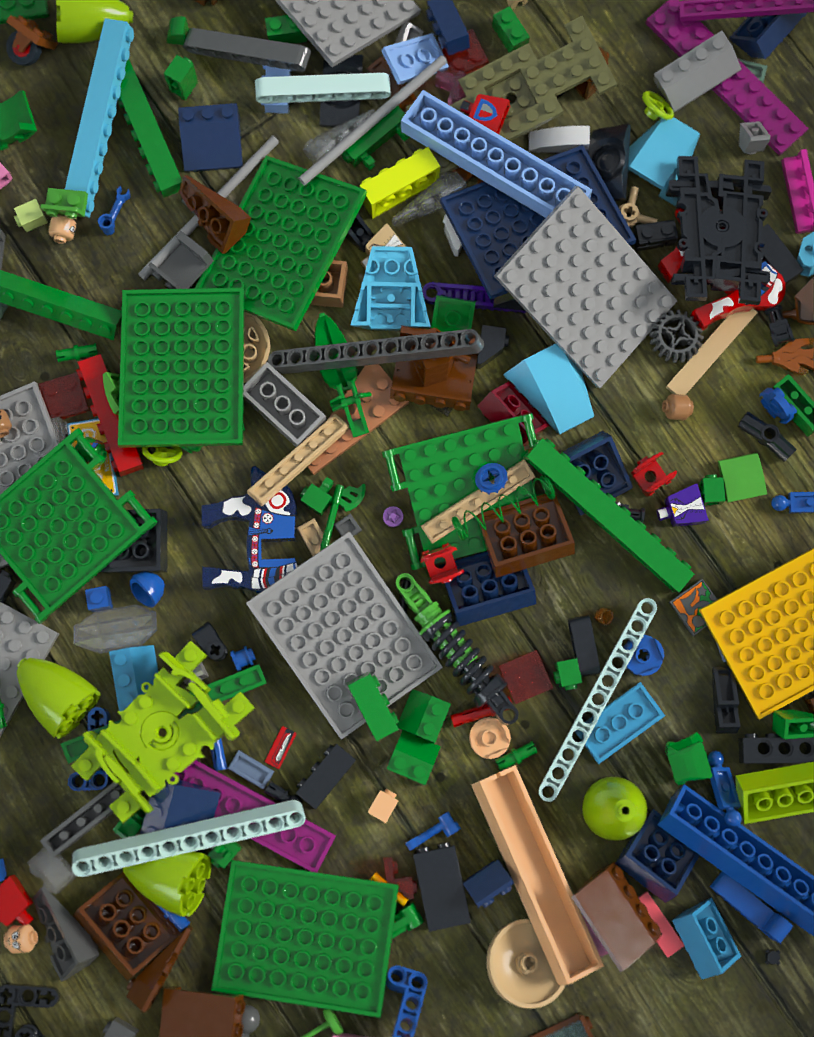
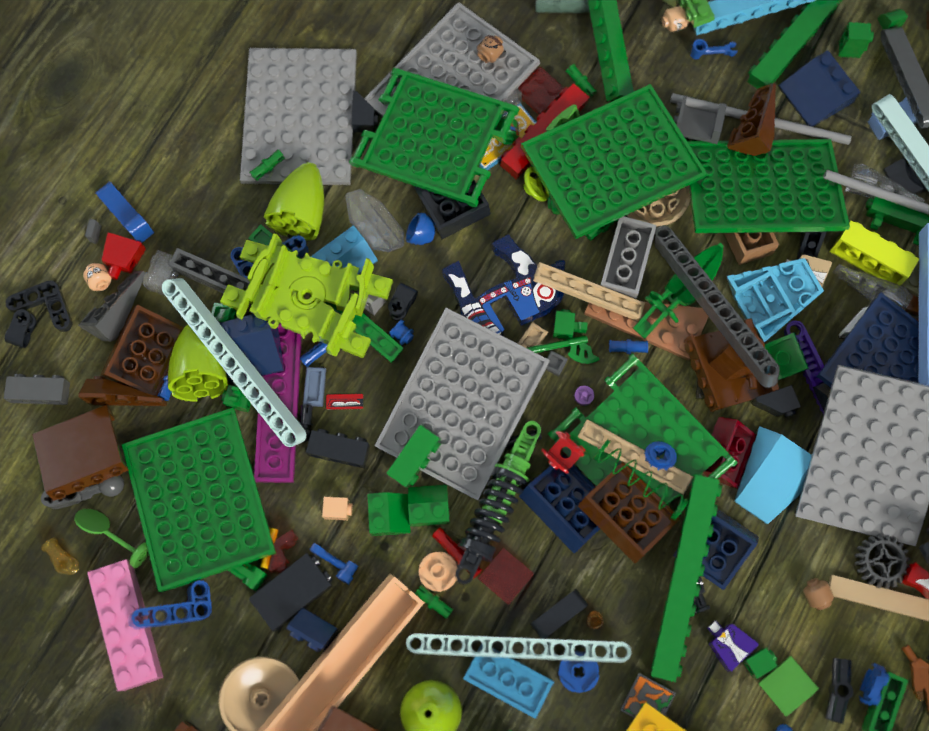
camera: 70 degrees right, 5 degrees down
(99, 599) = (392, 198): blue brick -> none
(367, 450) = (628, 346): none -> blue pin
(567, 674) = (527, 611): green brick -> none
(651, 465) = (752, 594): red piece -> none

